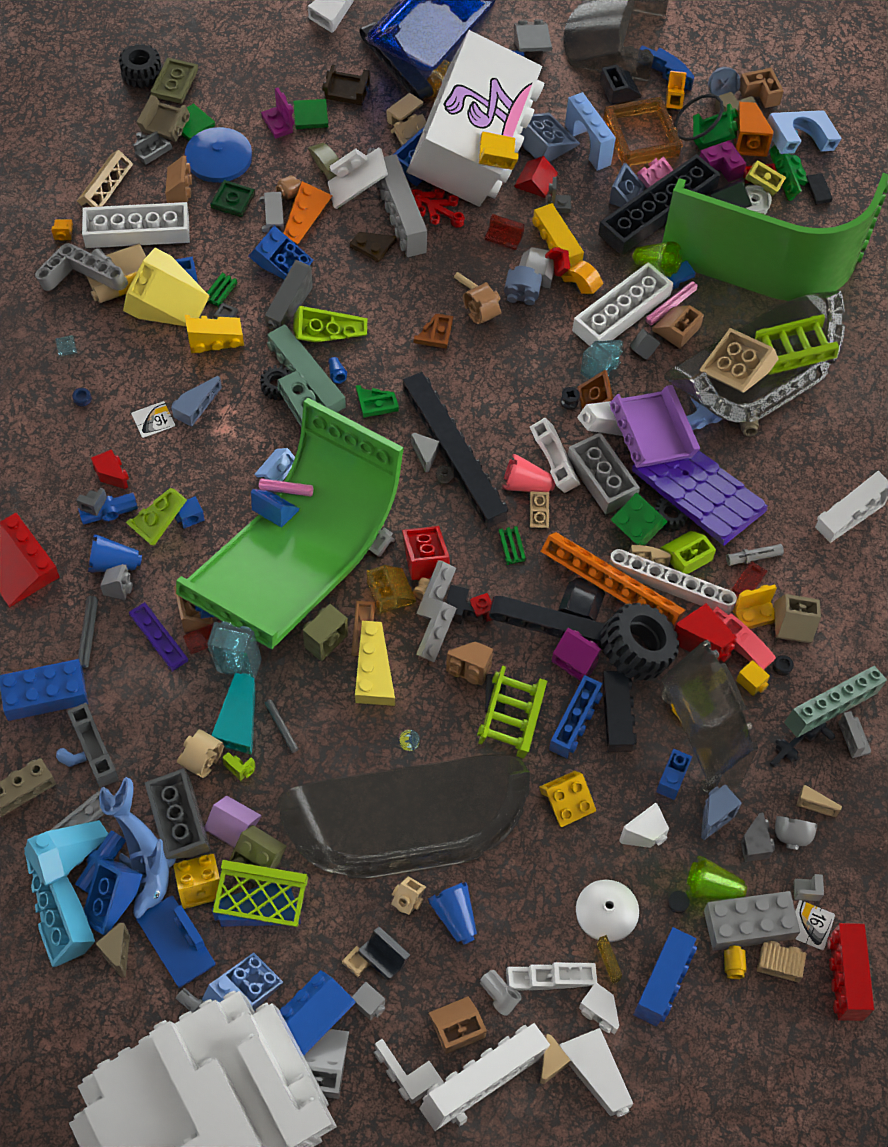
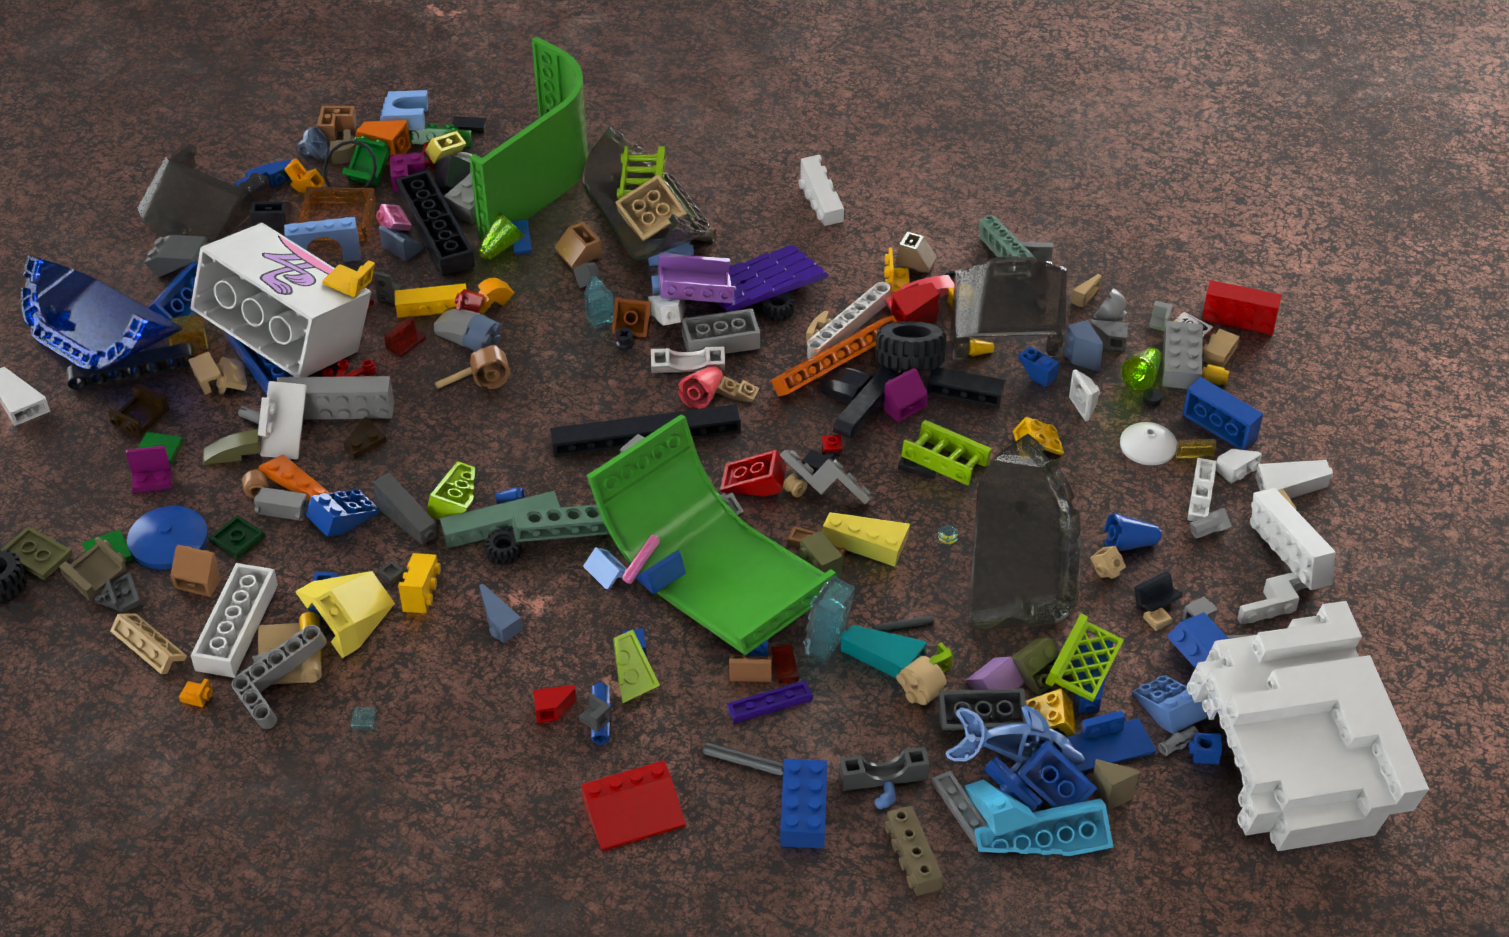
camera: 70 degrees left, 15 degrees down
(81, 397) = (441, 715): dark blue tile -> none
(109, 554) = (663, 719): blue cone -> none
(117, 582) = (699, 715): light grey slope -> none
(153, 419) = (498, 660): sticker -> none
(215, 290) = (358, 563): green tile -> none
(376, 402) = (562, 476): green wing -> none
(389, 588) = (786, 511): clear yellow slope -> none
(436, 332) = (501, 413): dark orange wing -> none
(458, 1025) = (1235, 556): medium nougat slope -> none
(470, 662) = (891, 464): medium nougat slope -> none
(509, 532) = (767, 417): green tile -> none
(575, 717) = (965, 411): blue brick -> none
(623, 305) = (542, 276): white brick -> none
(639, 520) = (782, 321): green brick -> none
(671, 302) = (548, 248): bright pink axle -> none
(689, 552) = (823, 297): lime slope -> none
(749, 579) = (862, 276): clear red tile -> none
(754, 554) = (840, 268): light grey pin -> none

